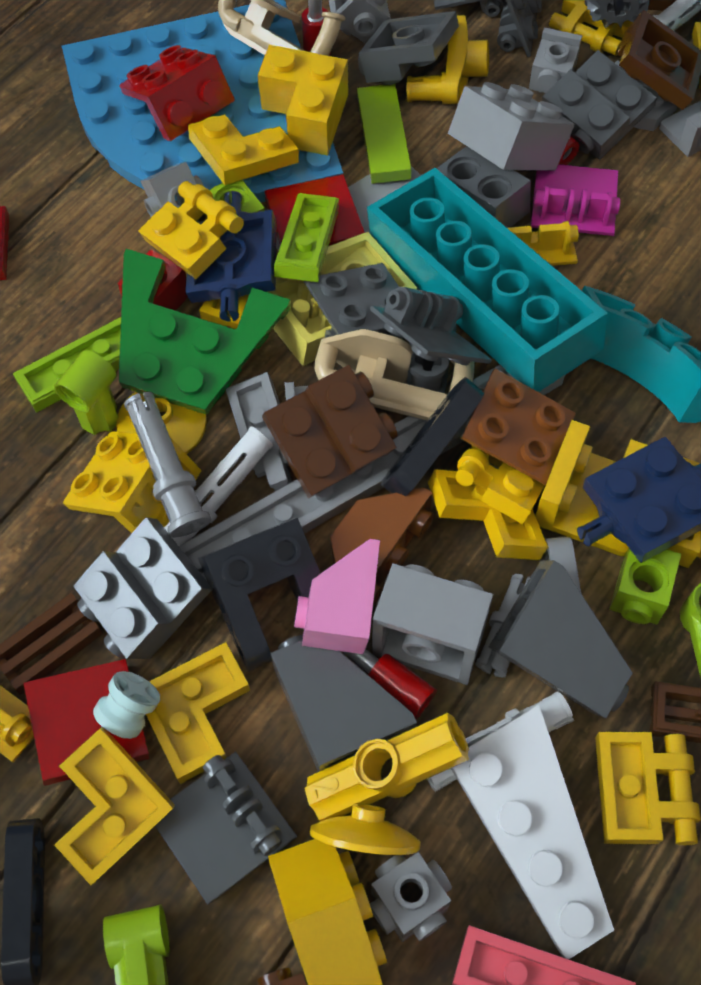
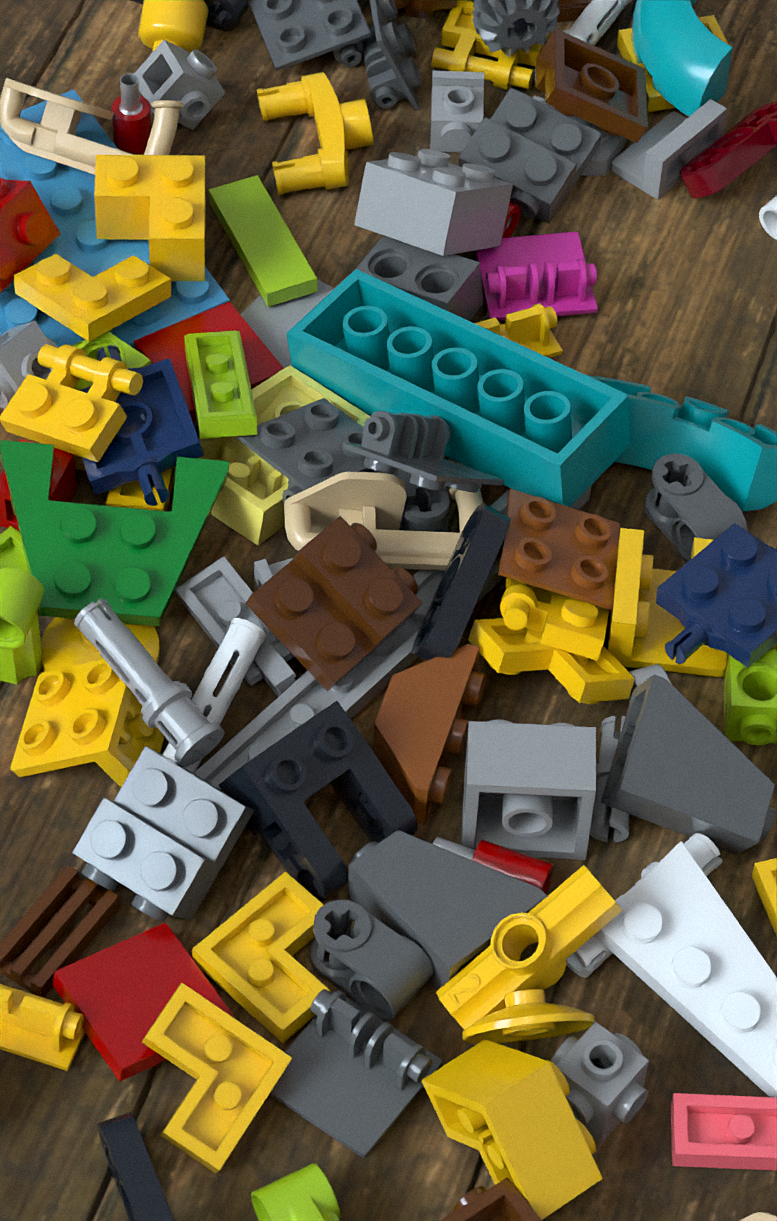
camera: 20 degrees left, 10 degrees down
(126, 704) = (198, 958): light aqua wheel -> none
(267, 741) = (371, 962): none -> dark grey piece
(341, 603) = (421, 784): bright pink slope -> none
(405, 43) = (258, 119): dark grey plate -> none
(638, 408) = (688, 503): none -> dark grey piece

